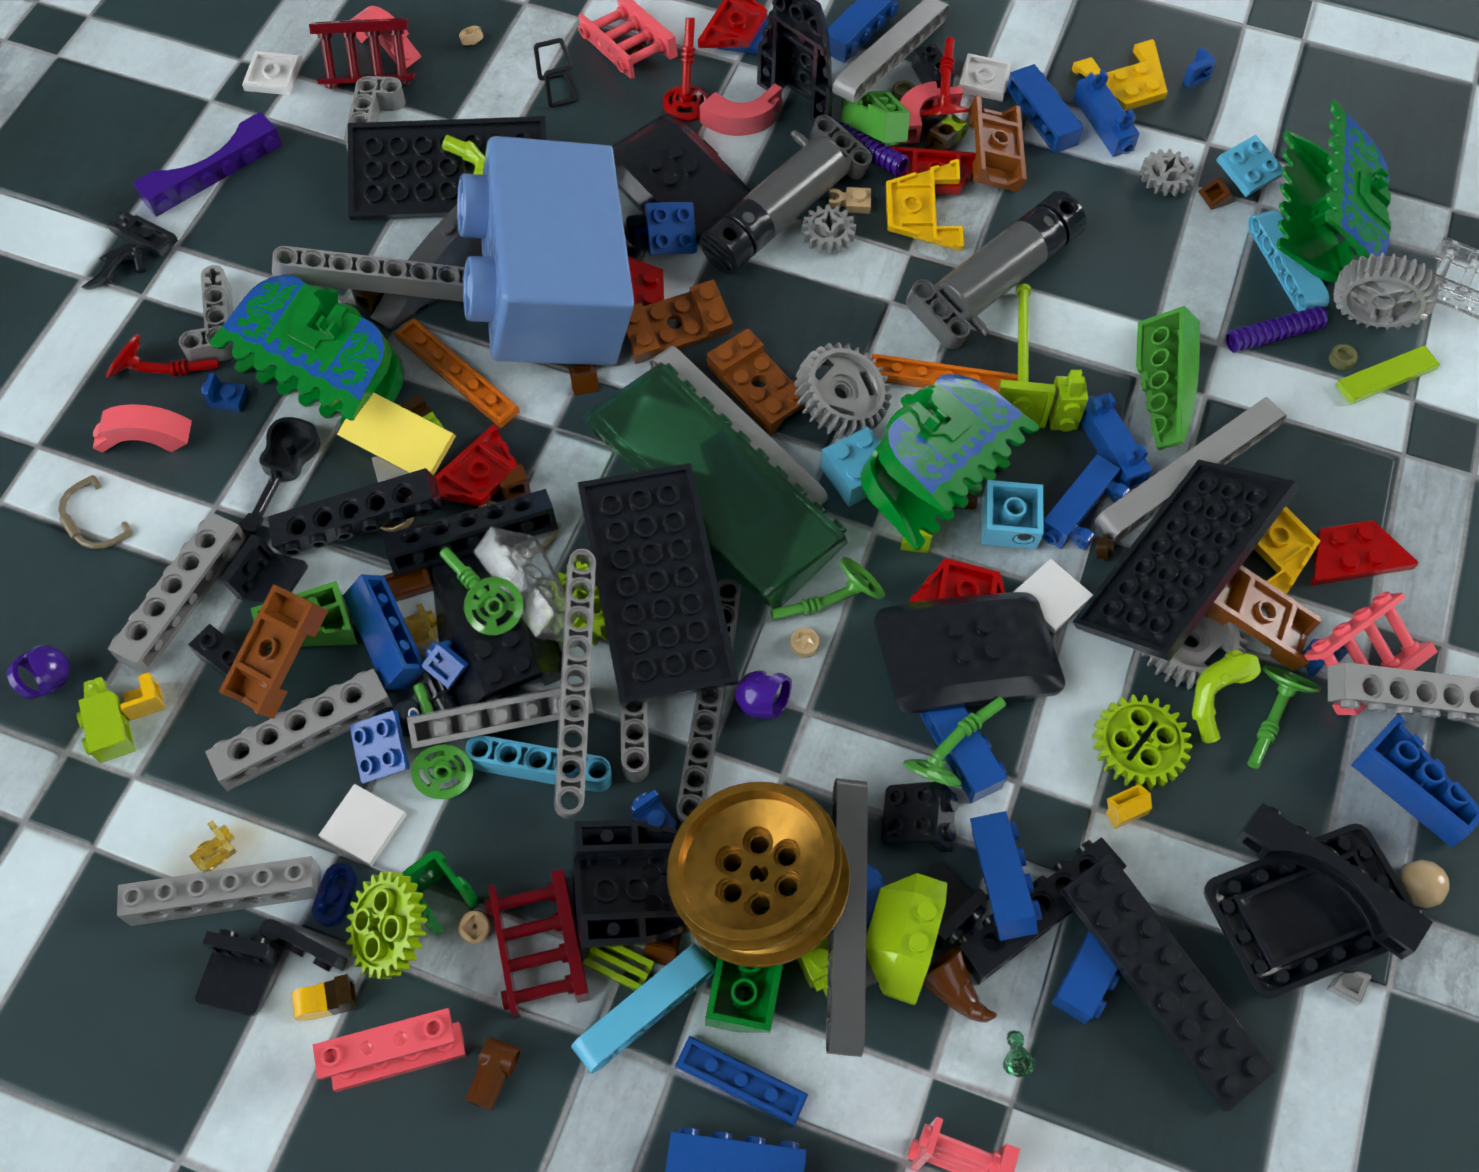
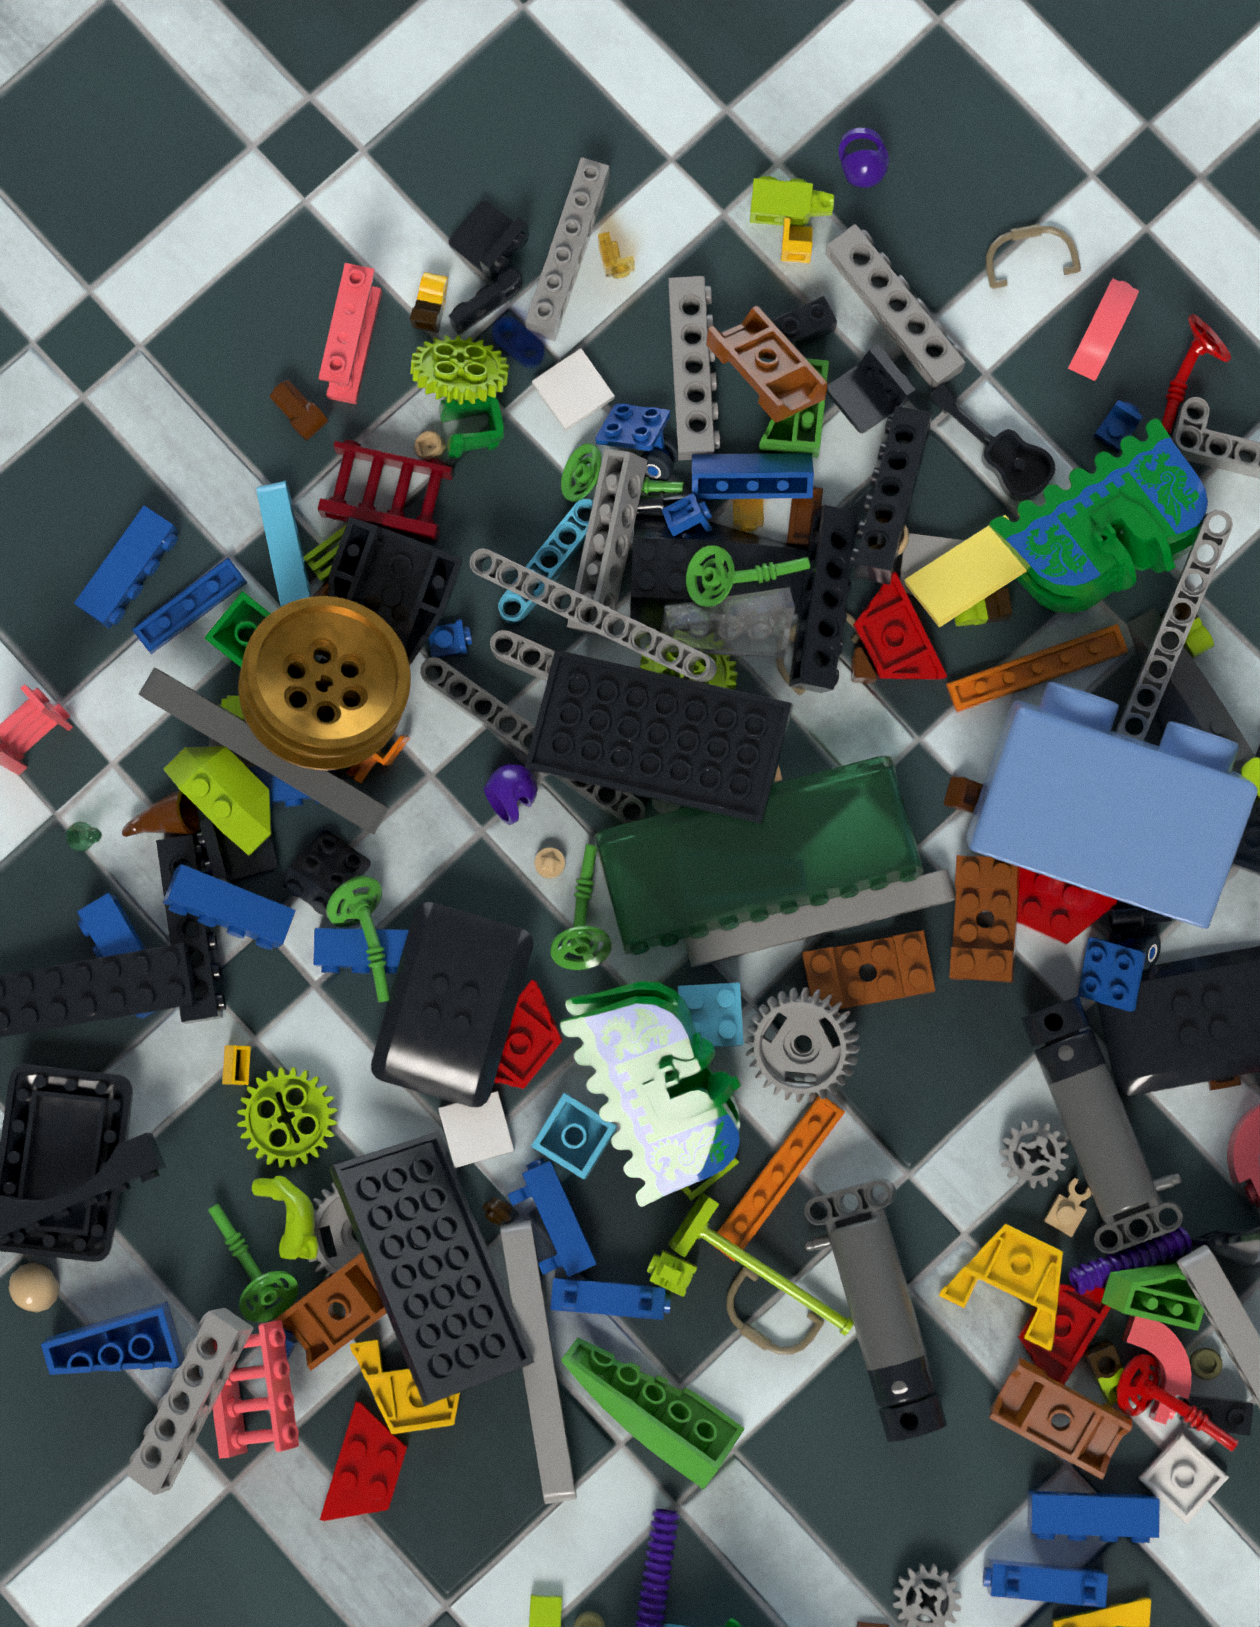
camera: 125 degrees right, 20 degrees up
(1070, 341) = (757, 1337): none -> dark tan piece

